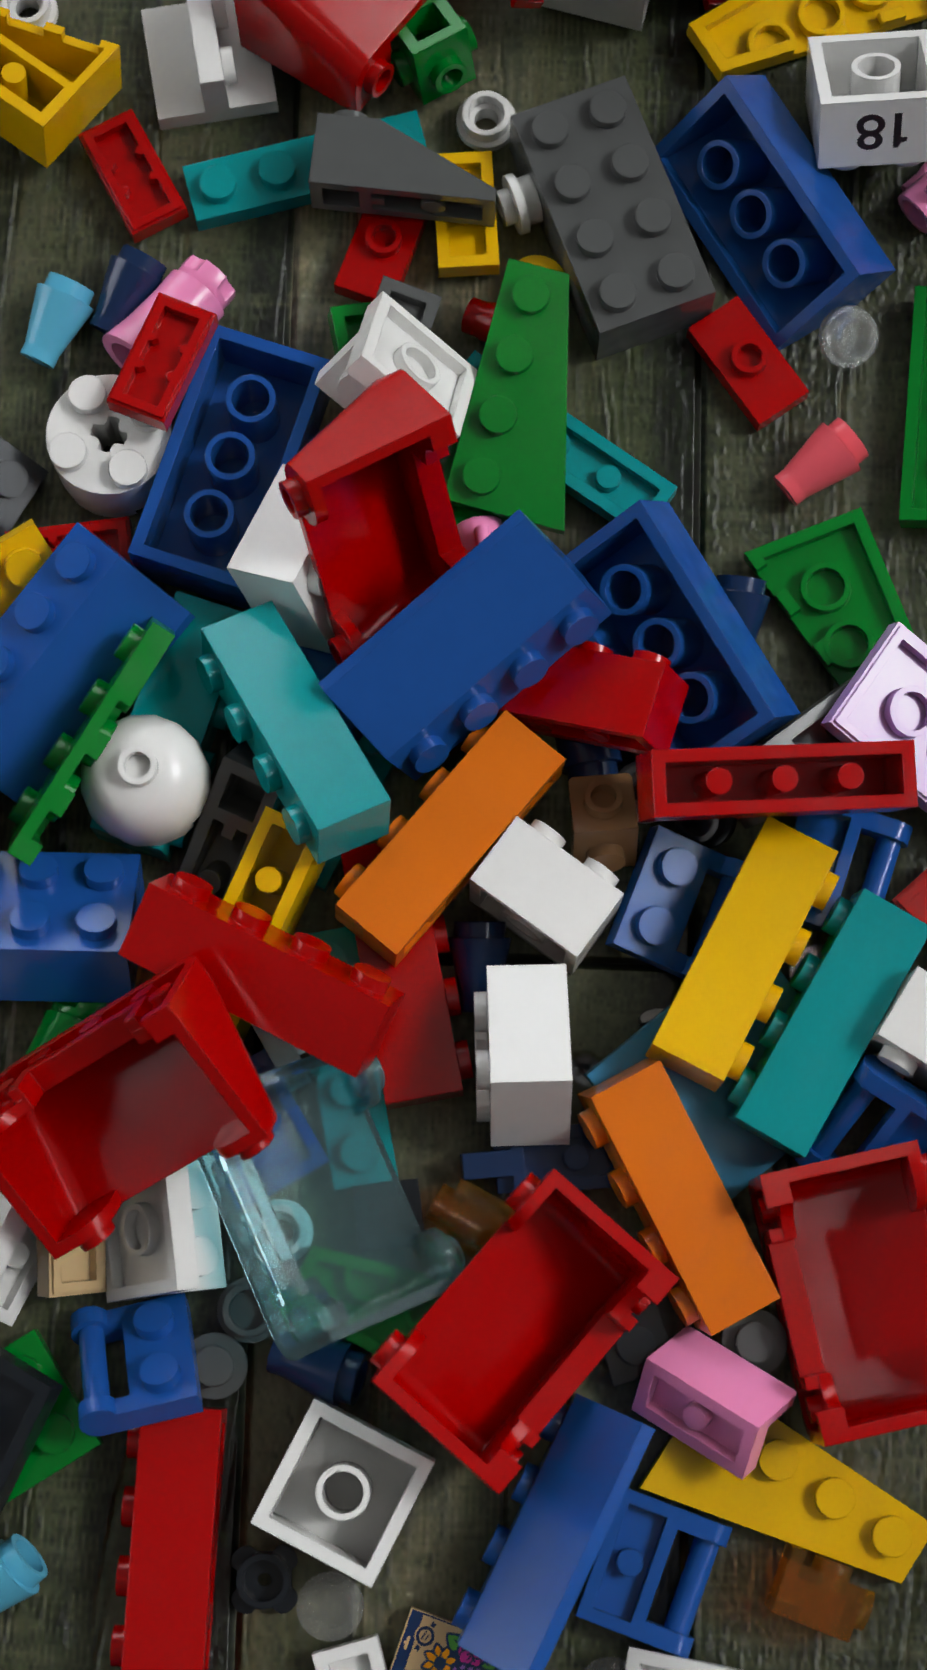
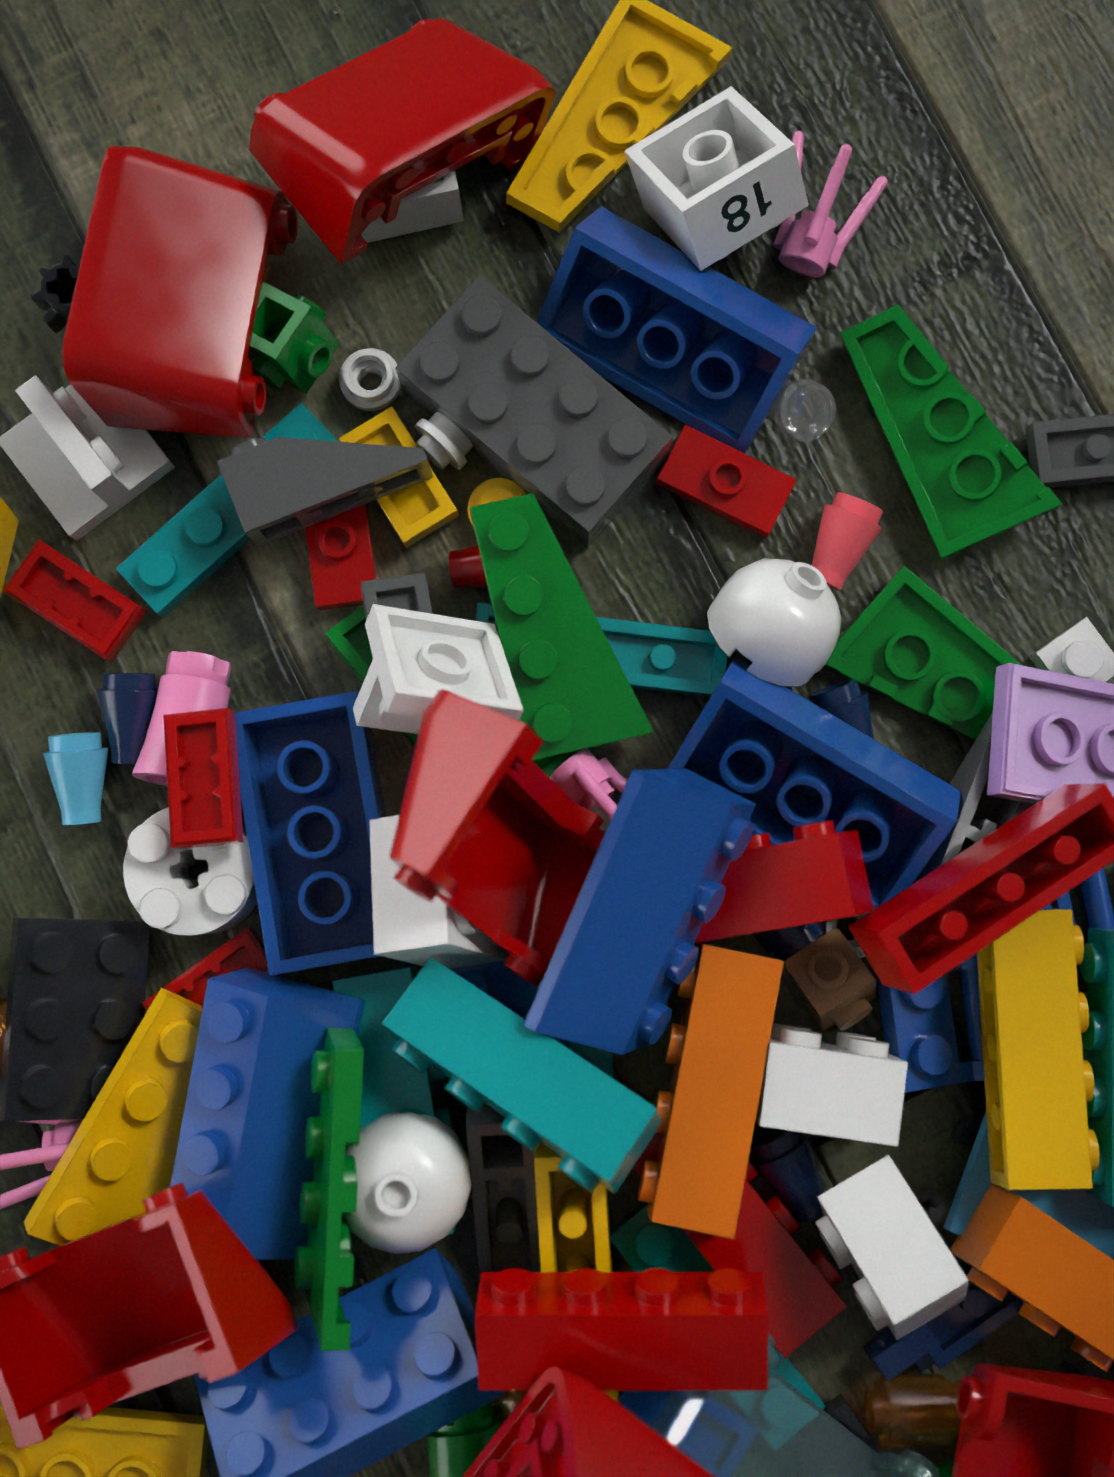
camera: 25 degrees left, 5 degrees up
(723, 490) = (778, 619): none -> white cylinder

